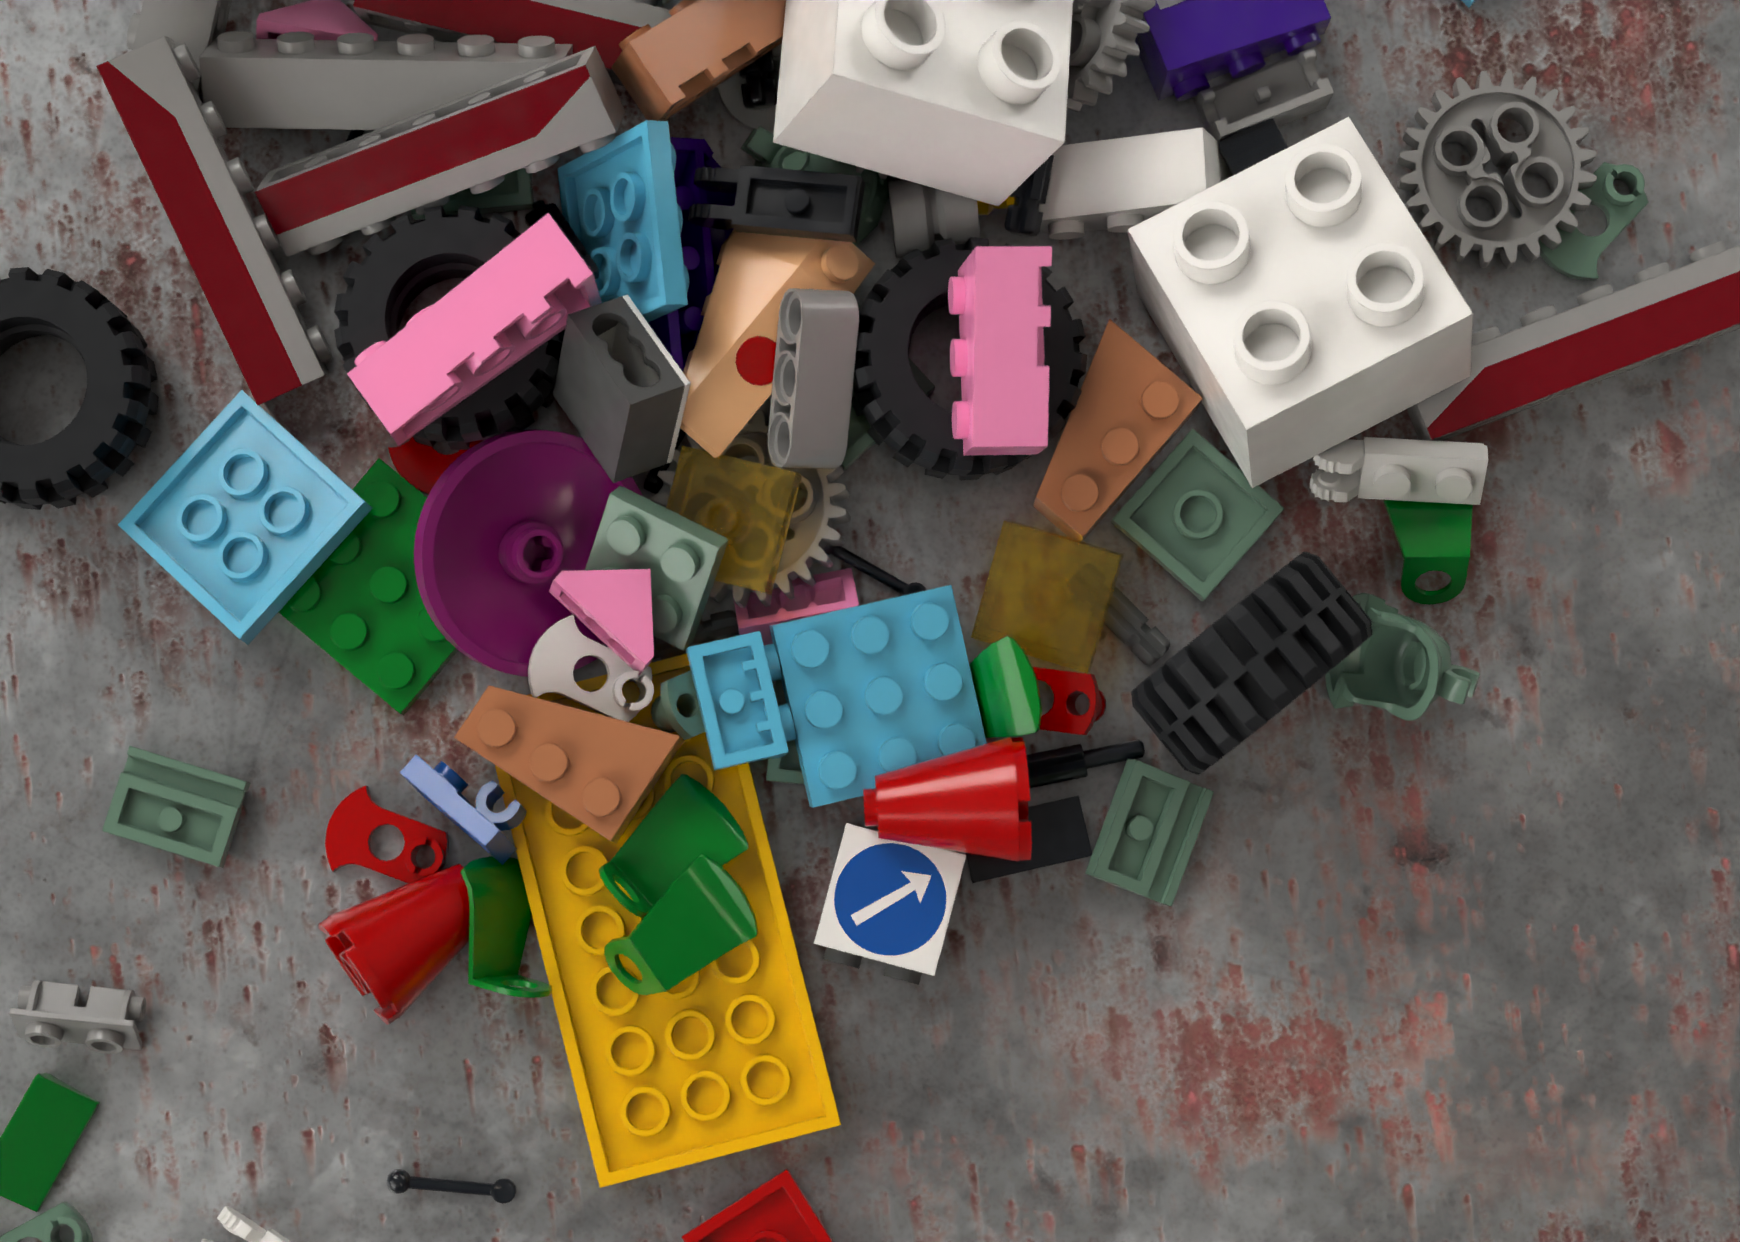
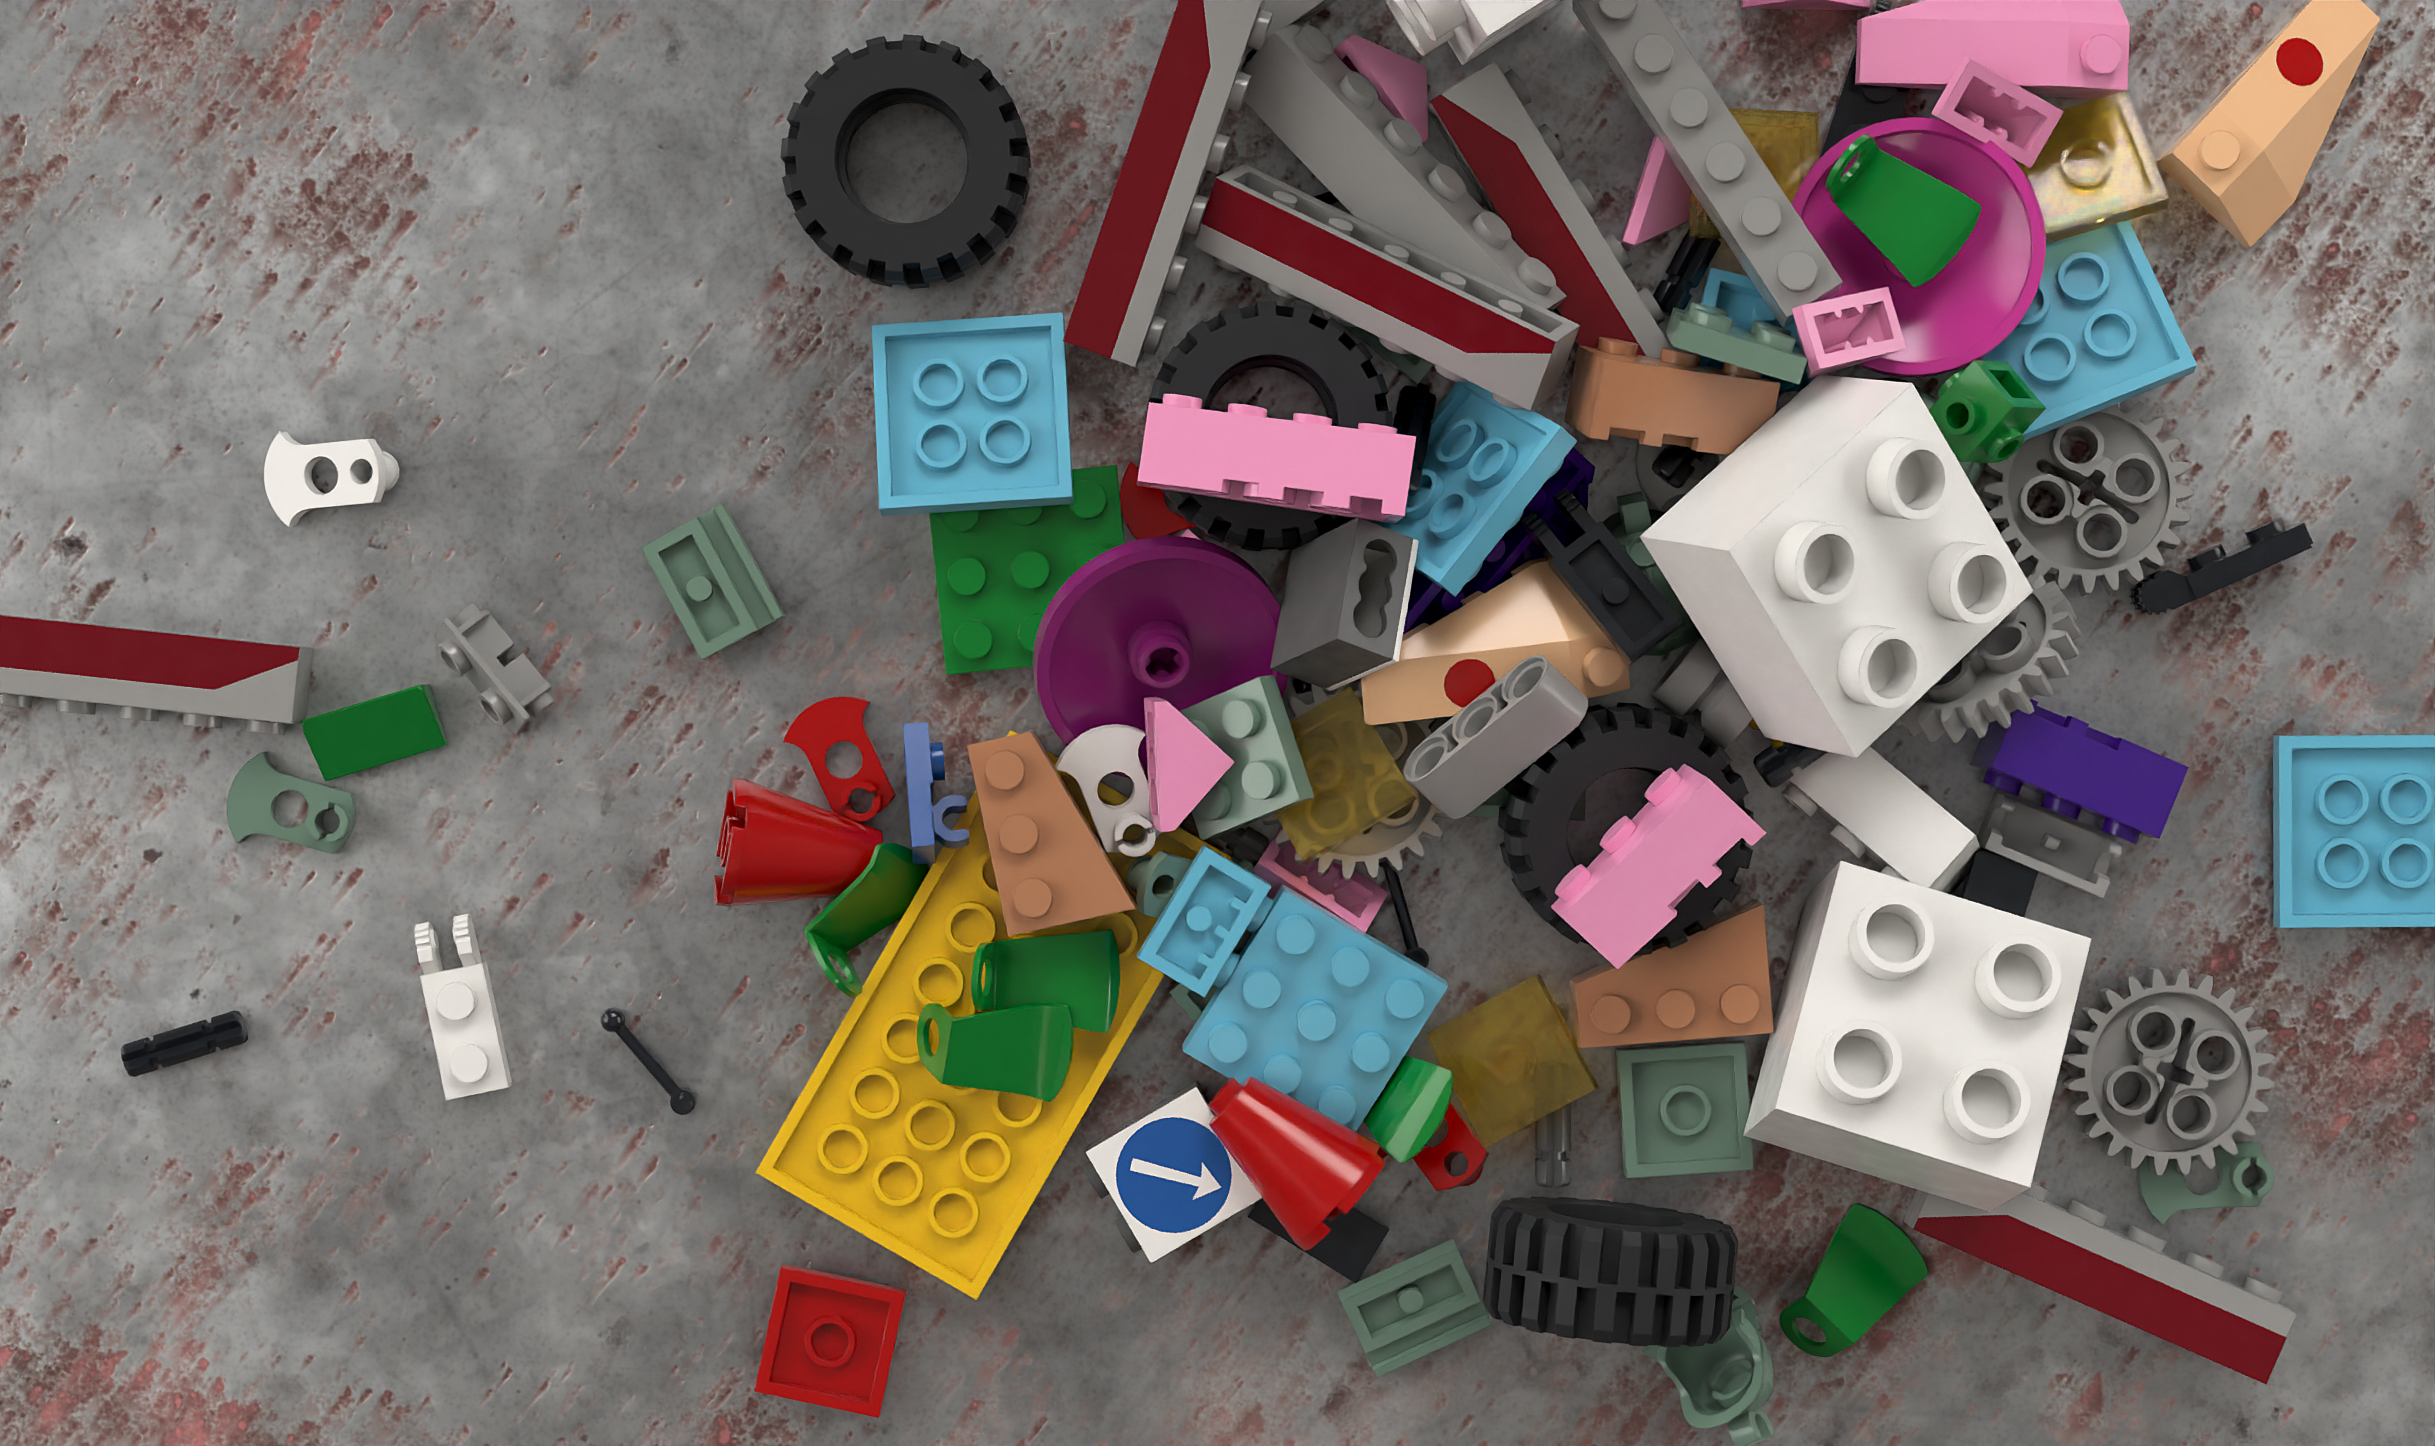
camera: 40 degrees right, 5 degrees up
(1072, 762) = (1411, 1200): black axle -> none
(1401, 471) = (1868, 1228): white hinge -> none

